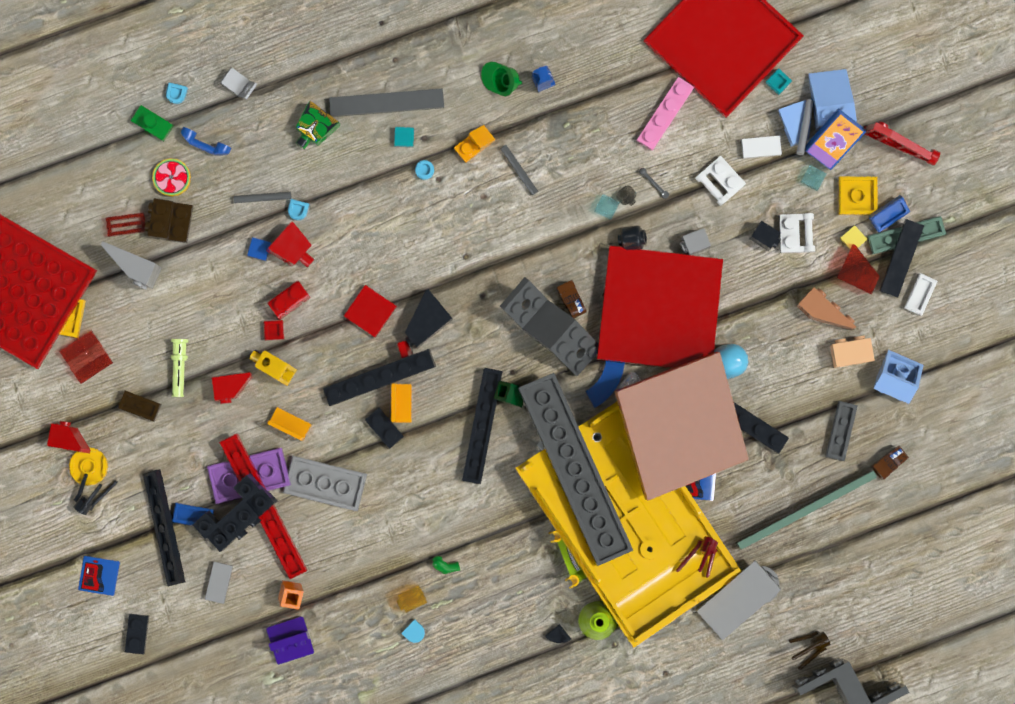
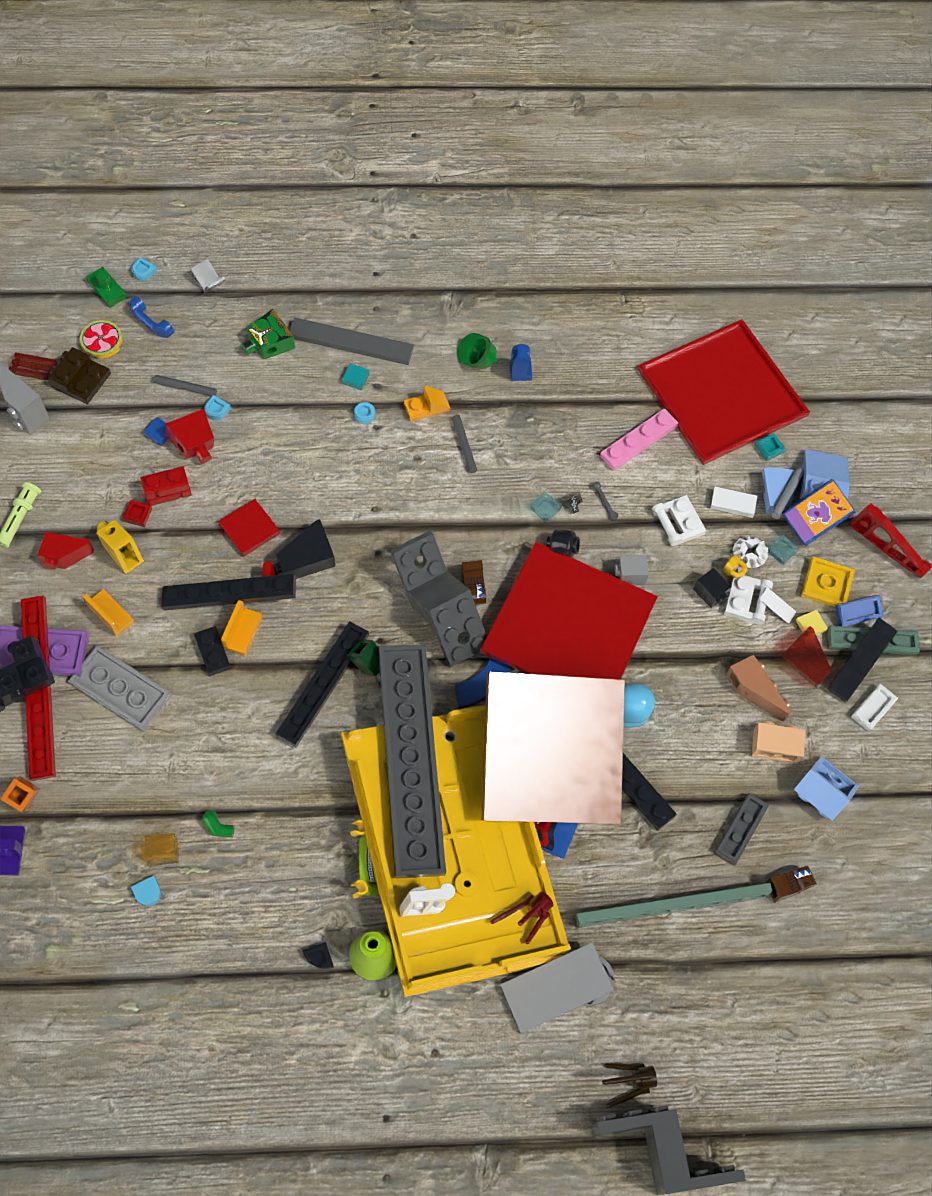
camera: 15 degrees right, 20 degrees down
(624, 579) = (424, 901): none -> white plate
(776, 208) = (733, 564): none -> yellow tile
(778, 190) = (751, 560): none -> white gear
(822, 231) = (777, 605): none -> white sticker

